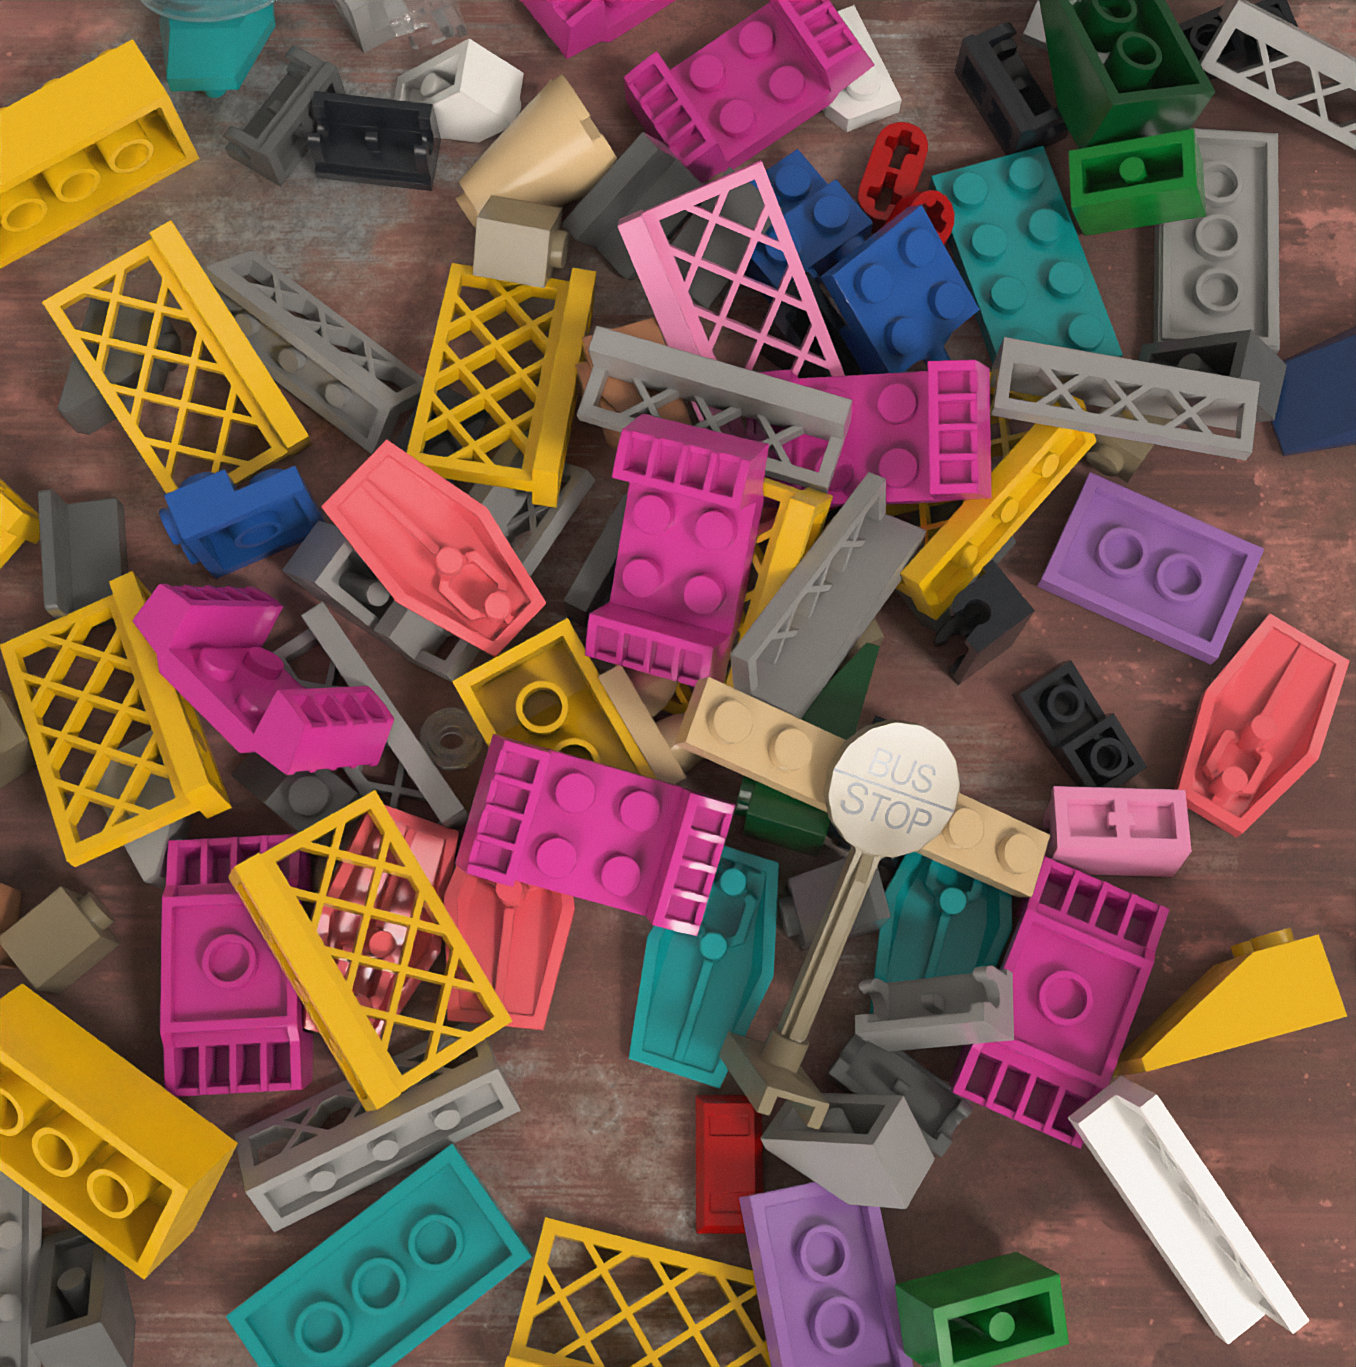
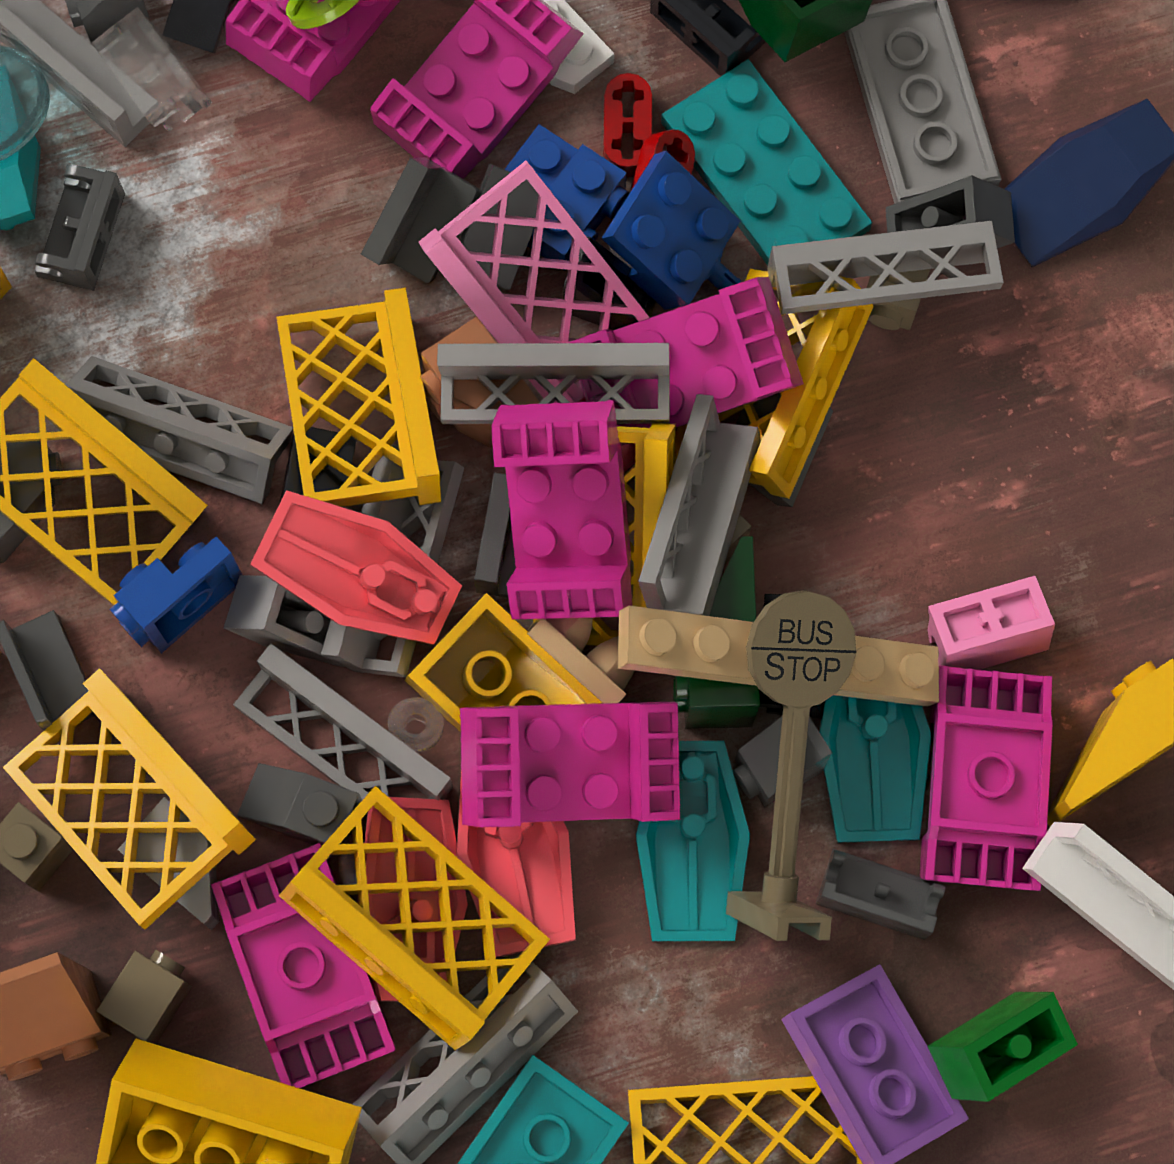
camera: 20 degrees left, 0 degrees up
(215, 658) = (192, 717): dark pink plate -> none
(374, 141) = (168, 227): black hinge -> none
(469, 90) = (227, 166): white slope -> none
(519, 241) = (331, 281): brick -> none
(542, 157) = (321, 205): tan cone -> none
(726, 1161) = (759, 996): red tile -> none
(862, 1153) = (868, 950): light grey slope -> none
(939, 1010) = (893, 817): light grey hinge -> none
(988, 617) = (829, 482): black hinge -> none
(1076, 730) = (933, 553): black slope -> none
(1137, 182) = (839, 73): green brick -> none
(1151, 568) = (951, 398): medium lavender plate -> none
(1260, 725) = (1080, 501): coral piece -> none

